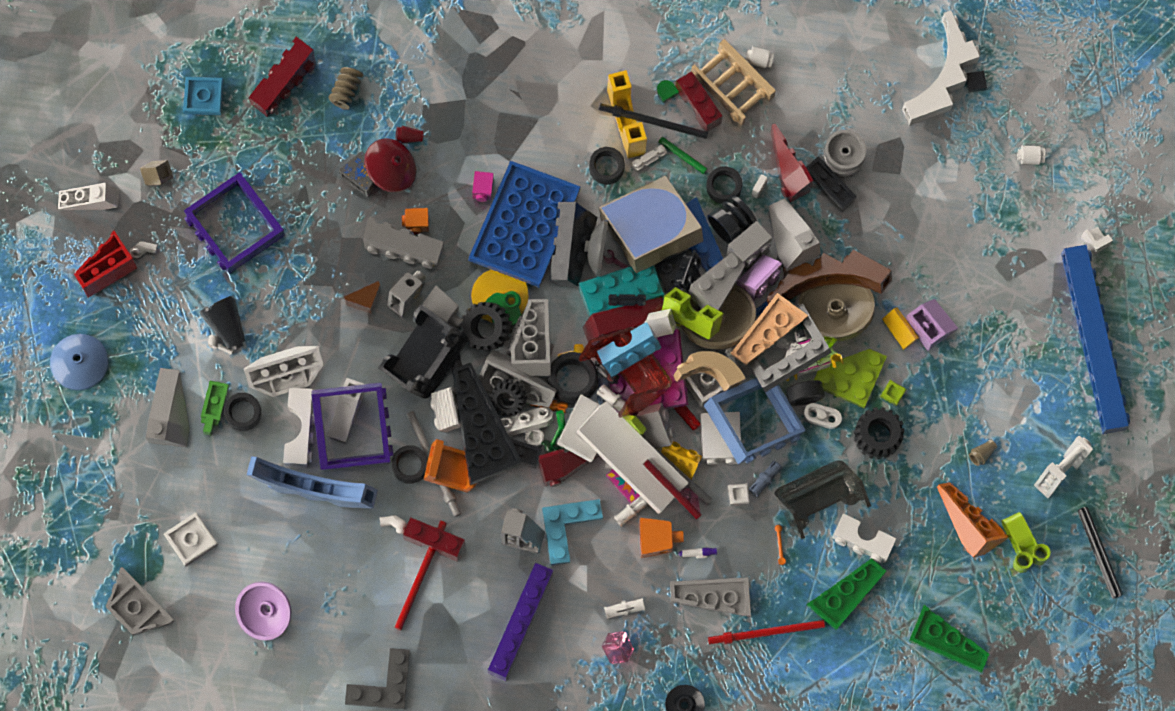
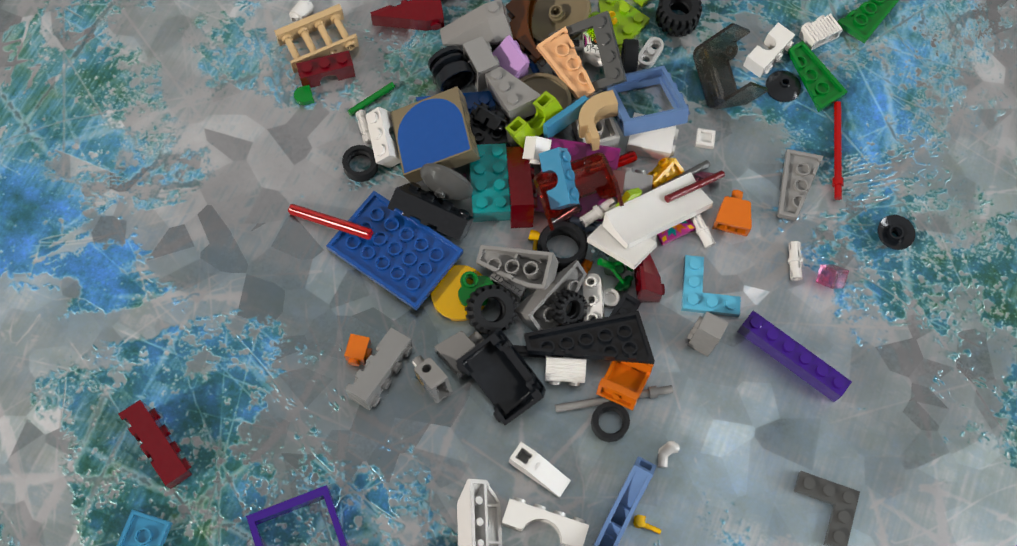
camera: 75 degrees left, 5 degrees down
(323, 512) = (639, 522): none -> yellow hand
(326, 463) = (594, 471): dark purple window -> none
(343, 87) = (191, 383): dark tan piece -> none
(356, 174) = (288, 388): dark grey torso -> none
(364, 298) = (425, 421): reddish brown slope -> none
(384, 169) = (292, 359): dark red dish -> none
(408, 135) = (264, 336): dark red cone -> none
(417, 583) = (692, 416): red bar -> none
(437, 539) = (694, 417): dark red arch -> none
(483, 186) = (343, 278): dark pink brick -> none
(535, 156) = (330, 221): none -> red axle
(618, 111) = (313, 134): black bar -> none
(626, 299) = (504, 172): black axle -> none
(627, 180) = (383, 146): none -> white arch
(631, 132) = (298, 132): yellow arch -> none
(698, 553) = (753, 185): piece -> none
(700, 339) = (563, 118): none -> dark azure tile
(728, 171) = (412, 59): black tyre -> none
(759, 186) = (423, 43): white tile -> none
(765, 478) = (697, 113): sand blue pin -> none
(781, 561) = (773, 121): orange hinge -> none
(821, 570) = (781, 91): none -> black dish
(904, 588) = (820, 31): none -> white brick

